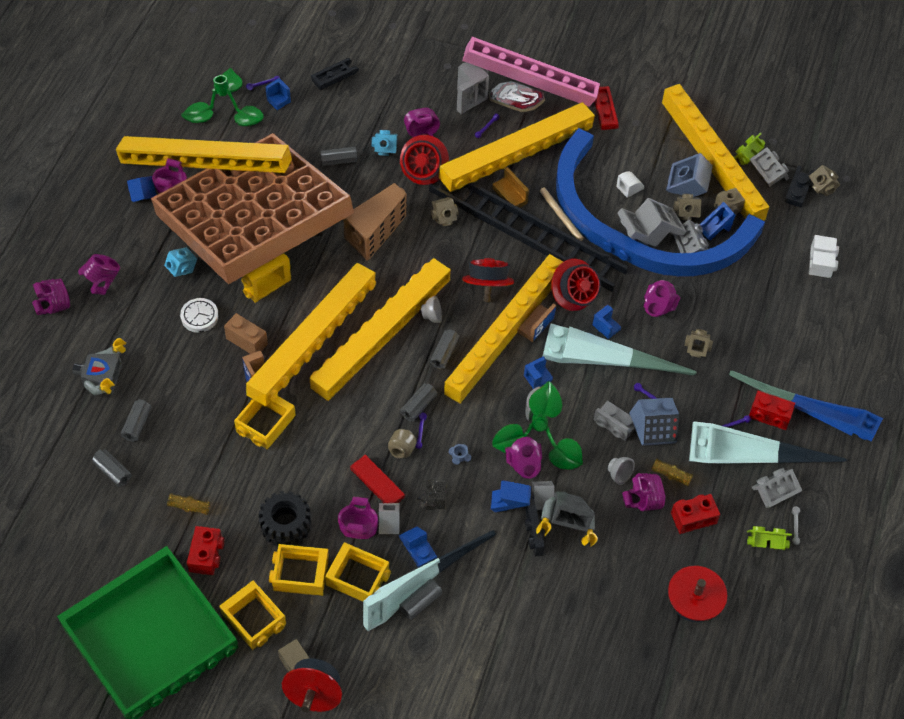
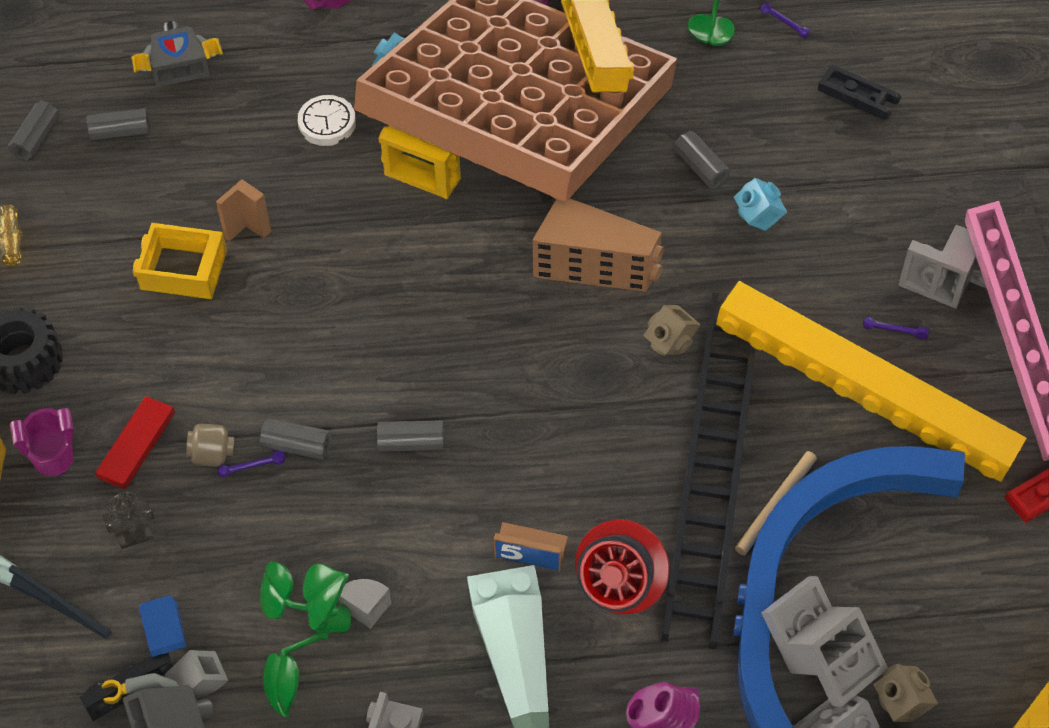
camera: 70 degrees right, 0 degrees up
(245, 334) = (311, 181): medium nougat brick -> none
(278, 94) = (769, 42): blue panel -> none
(310, 335) = (344, 251): yellow brick -> none
(379, 329) = (409, 338): yellow brick -> none
(389, 518) = (73, 479): light grey brick -> none
(418, 547) = (45, 535): blue slope -> none
(421, 122) = (831, 232): magenta piece -> none
(422, 159) = (750, 254): red piece -> none
(432, 310) = (475, 392): light grey piece -> none
(459, 448) = (225, 523): sand blue plate -> none
(488, 273) = (569, 434): piece -> none
(501, 331) = (476, 497): yellow brick -> none
(511, 189) = (775, 410): pearl gold panel -> none
(516, 96) = (974, 343): shield -> none
(525, 457) = (243, 620): magenta piece -> none
(537, 373) = (427, 584): blue panel -> none
(604, 323) = (582, 651): blue panel -> none
(629, 184) = (906, 582): white brick -> none
(690, 176) = (983, 676): sand blue slope -> none

